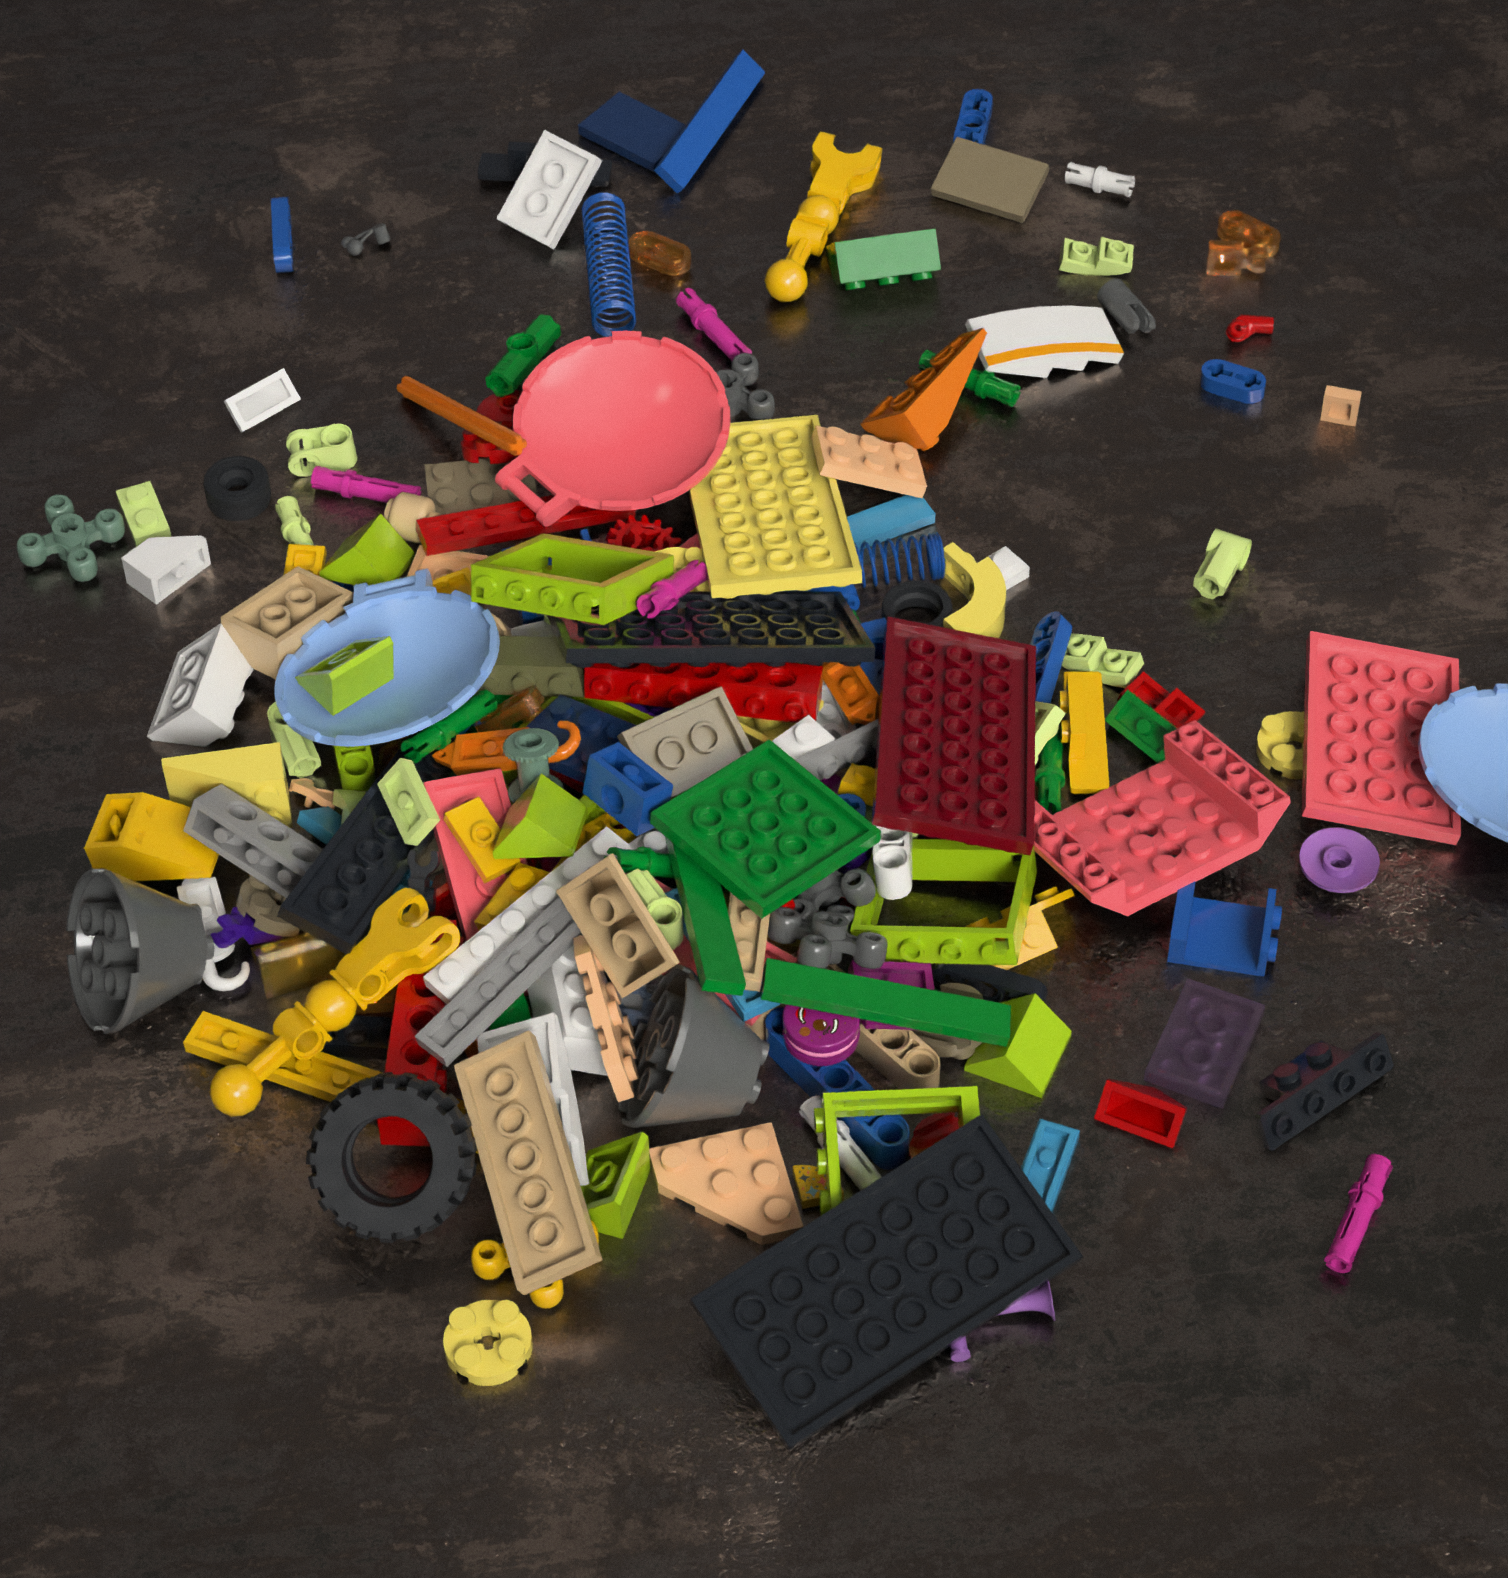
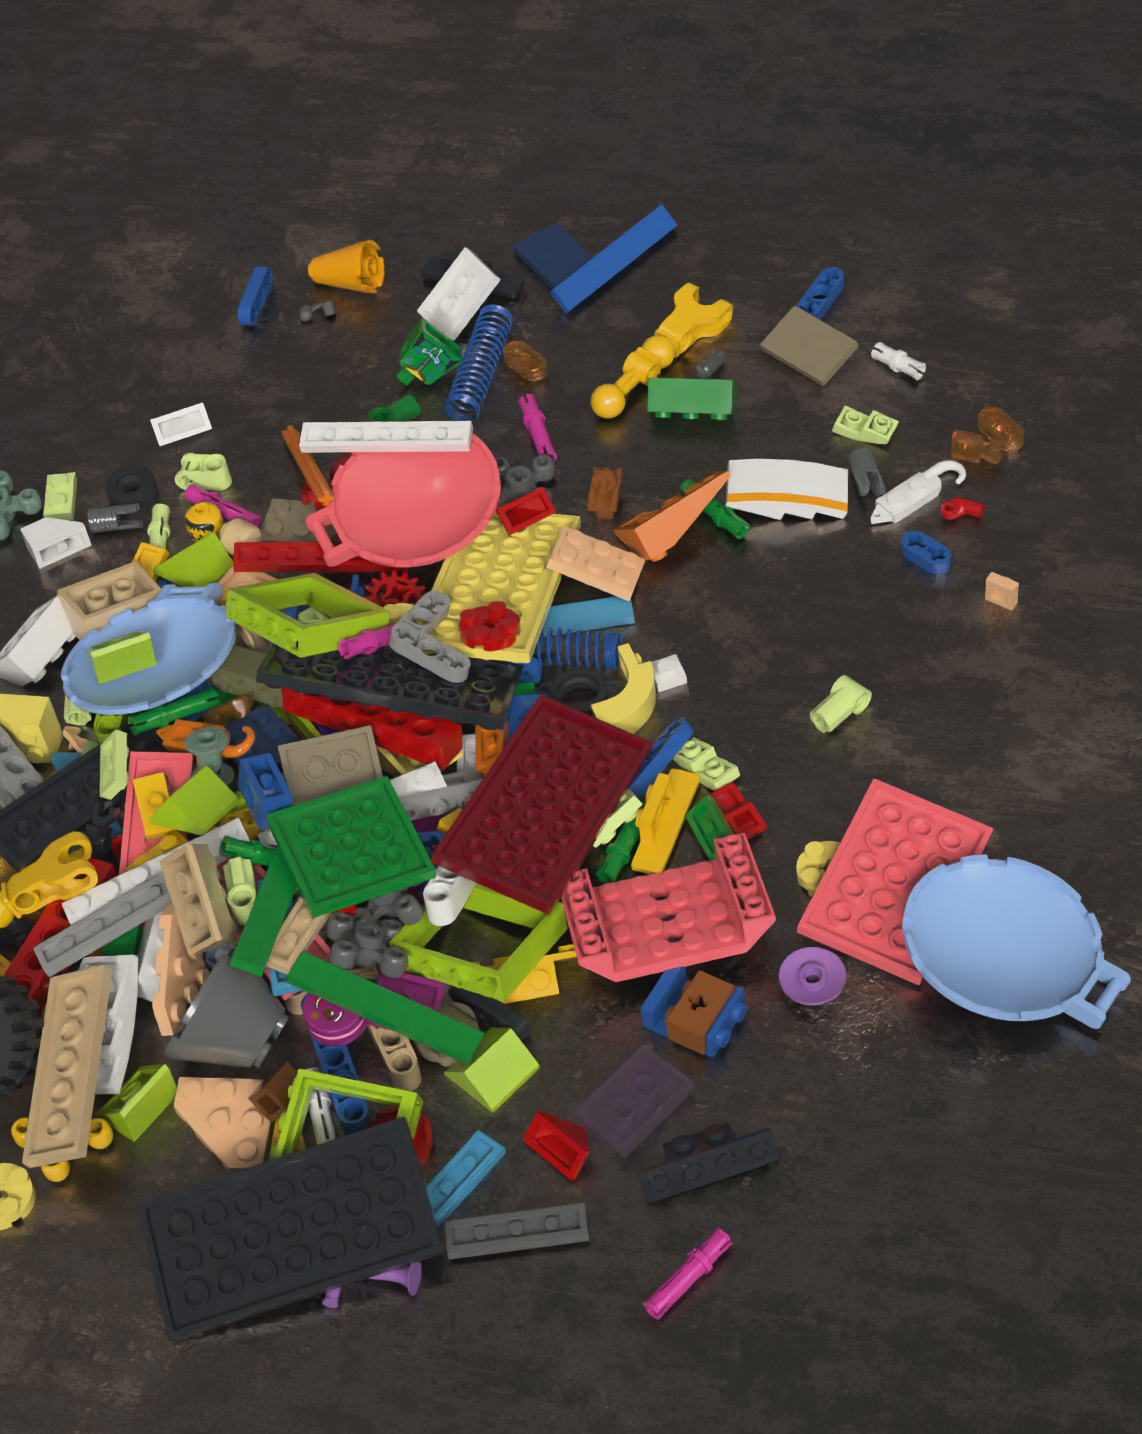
camera: 25 degrees right, 0 degrees up
(224, 525) = (109, 518): none -> dark grey hinge
(354, 506) = (203, 520): none -> yellow head
(389, 182) = (350, 267): none -> light orange cone
(544, 264) = (427, 354): none -> green torso
(565, 359) = (386, 436): none -> white plate
(722, 584) = (407, 635): none -> light grey beam
(757, 418) = (525, 511): none -> red slope
(787, 1133) = (272, 1094): none -> reddish brown brick
(800, 550) = (476, 625): none -> red plate
(834, 382) = (605, 492): none -> dark orange hips
(886, 218) = (710, 363): none -> dark grey axle
(1146, 1216) = (516, 1231): none -> dark grey plate
(1187, 319) = (914, 493): none -> white plate
(1236, 927) = (697, 1010): none -> dark orange brick

